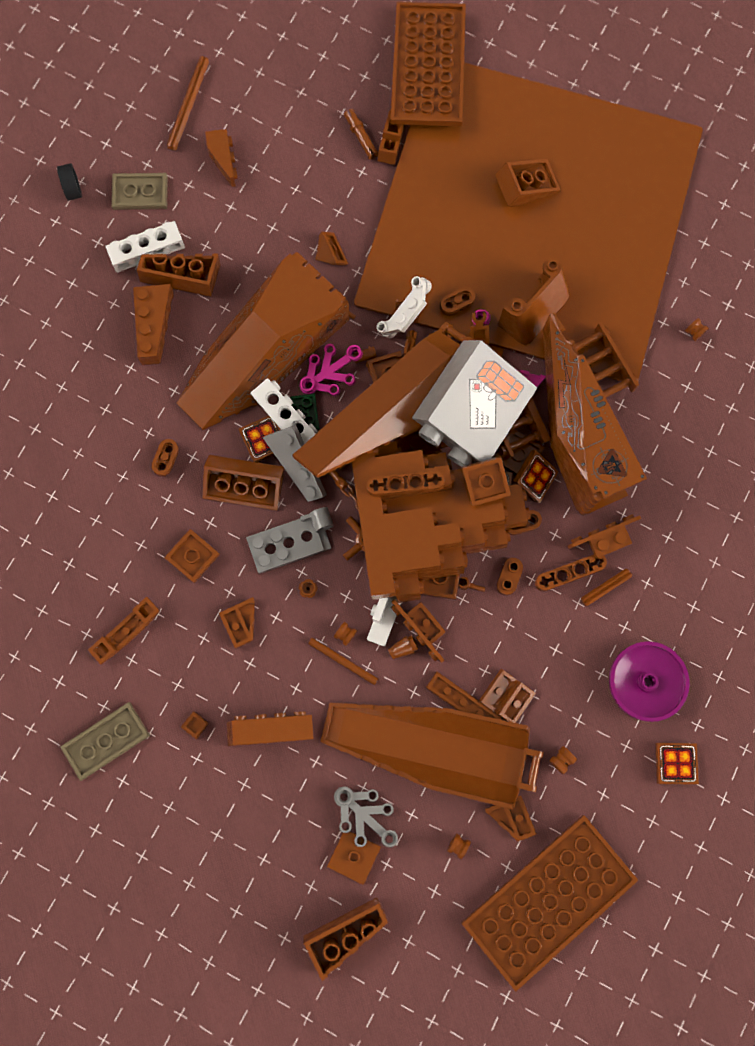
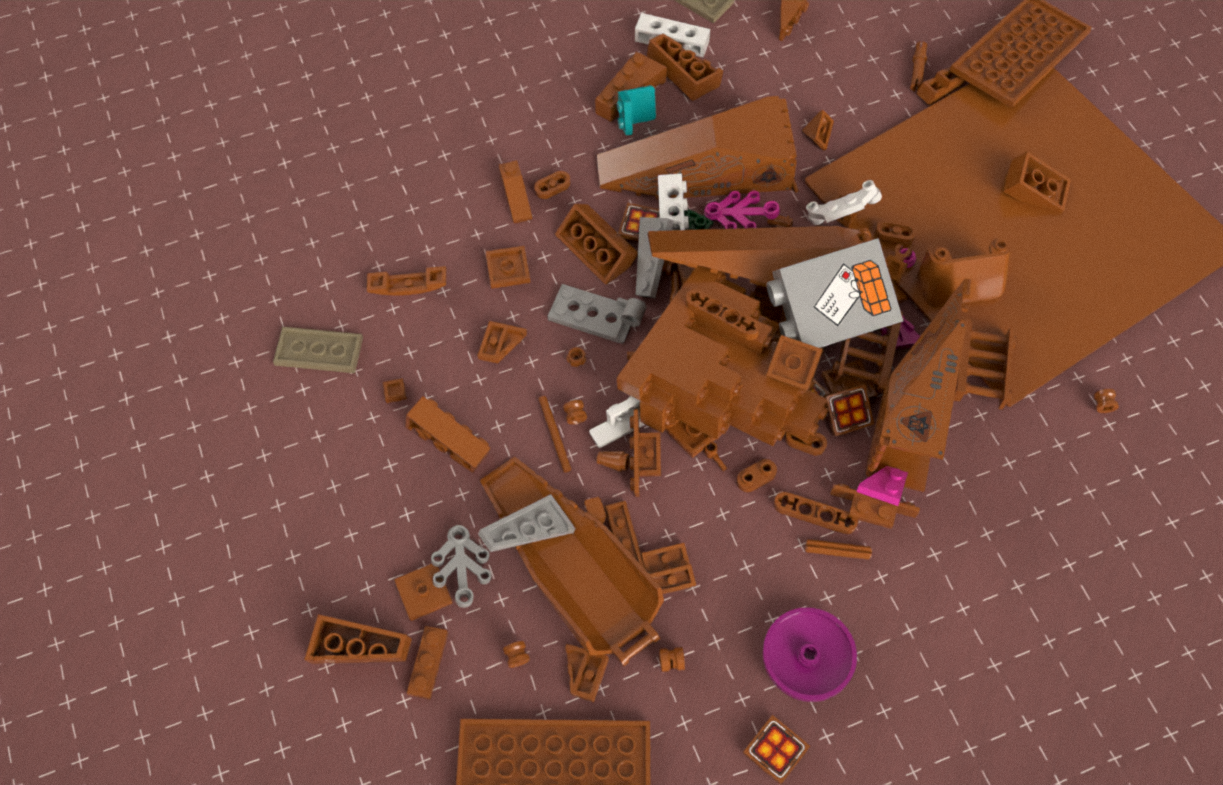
camera: 45 degrees right, 15 degrees down
(141, 487) = (515, 191): none -> dark orange slope
(174, 339) = (635, 107): none -> teal bracket
(392, 746) = (531, 524): none -> light grey wing
(402, 903) = (427, 662): none -> dark orange plate
(424, 697) = (595, 508): none -> dark orange slope
(605, 517) = (885, 485): none -> dark pink wing

